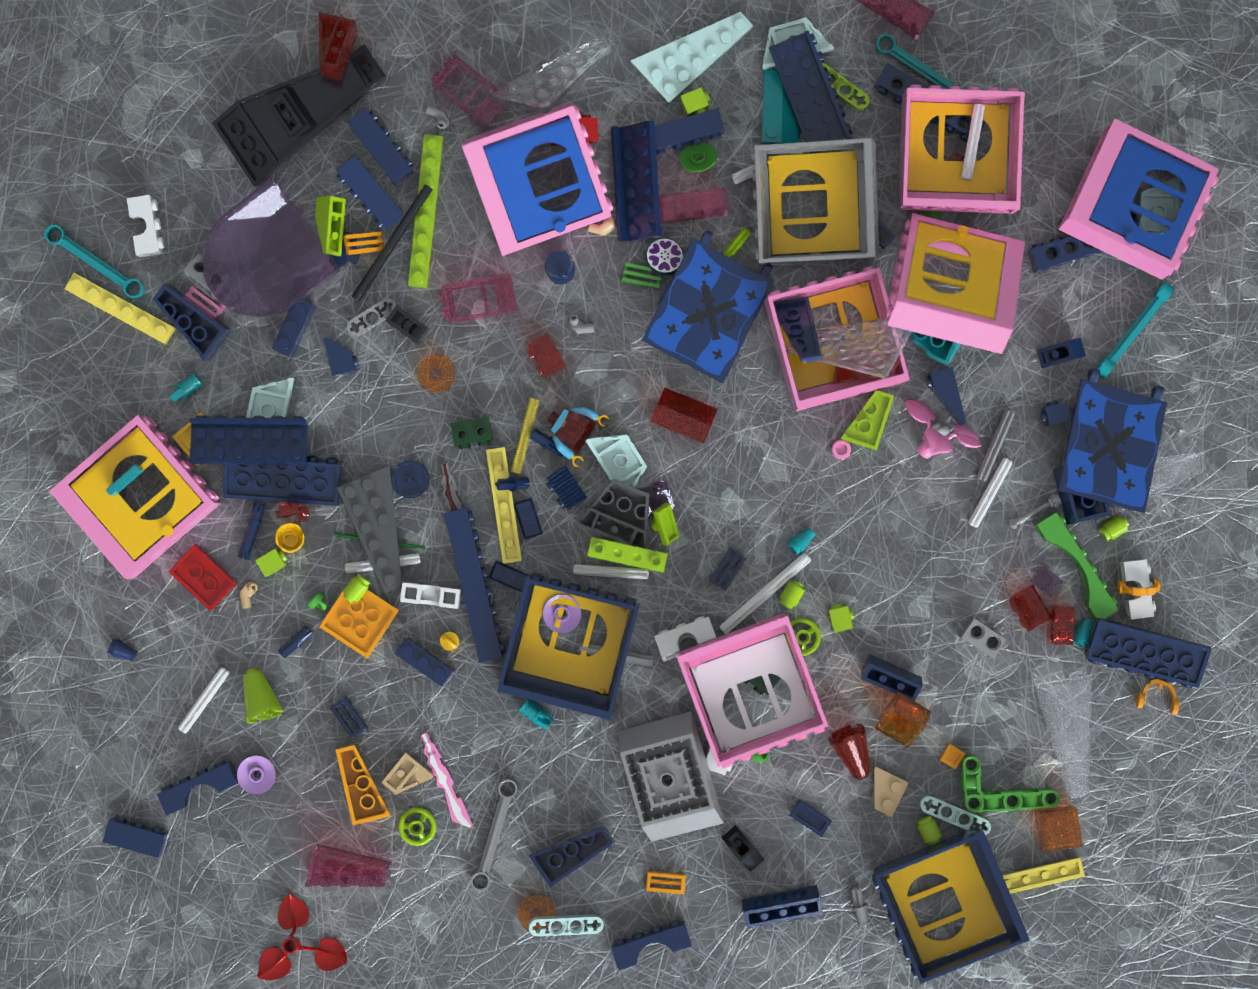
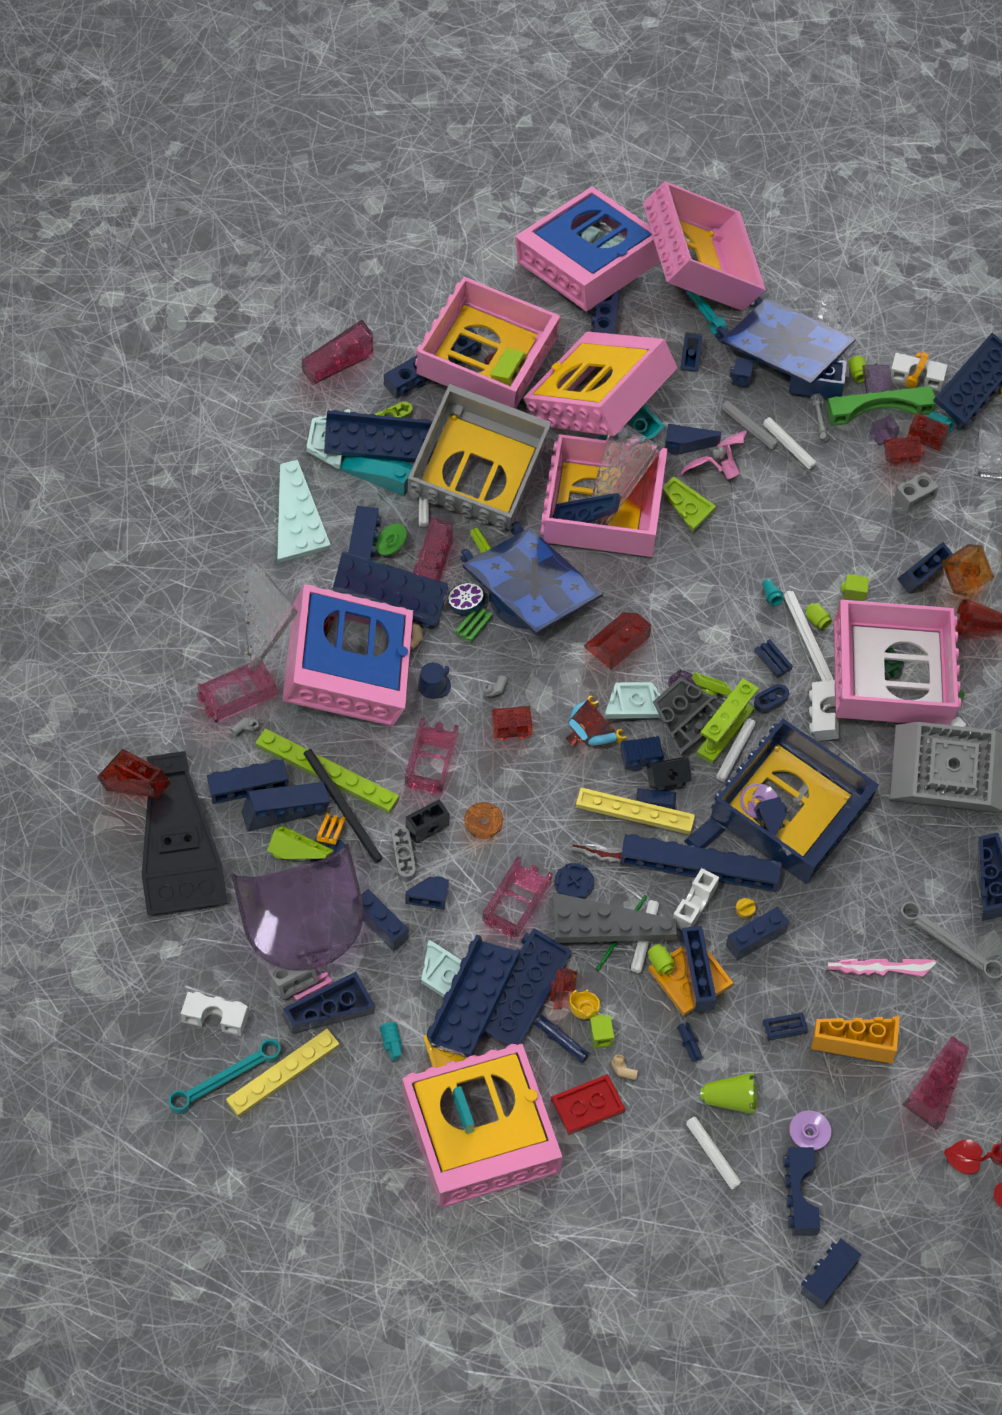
camera: 70 degrees left, 30 degrees down
(121, 650) = (629, 1210): dark blue cone -> none
(317, 602) = (656, 1006): bright green tile -> none
(357, 624) = (698, 969): none -> dark blue brick
(395, 436) = (525, 878): none -> clear pink door
(406, 774) = (862, 994): tan wing -> none
(410, 826) = (922, 1000): lime piece -> none
(472, 432) = (553, 810): dark green brick -> none
(512, 483) = (619, 790): dark blue axle -> none
(525, 435) = (575, 769): light yellow axle -> none
(536, 714) = (845, 861): teal hinge -> none
(544, 440) = (591, 753): dark blue axle -> none
(544, 632) = (771, 814): none -> dark blue slope
(553, 521) = (680, 773): none -> black brick
(680, 583) = (770, 699): none -> dark blue plate
(695, 102) = (341, 525): lime brick -> none
(841, 449) = (702, 535): bright pink tile -> none
(914, 63) = (384, 366): teal piece -> none
(940, 184) = (508, 366): none -> lime brick
(972, 143) = (480, 335): white axle -> none
(1106, 552) = (877, 378): none -> clear purple piece
(1198, 334) = (717, 234): none -> bright pink door

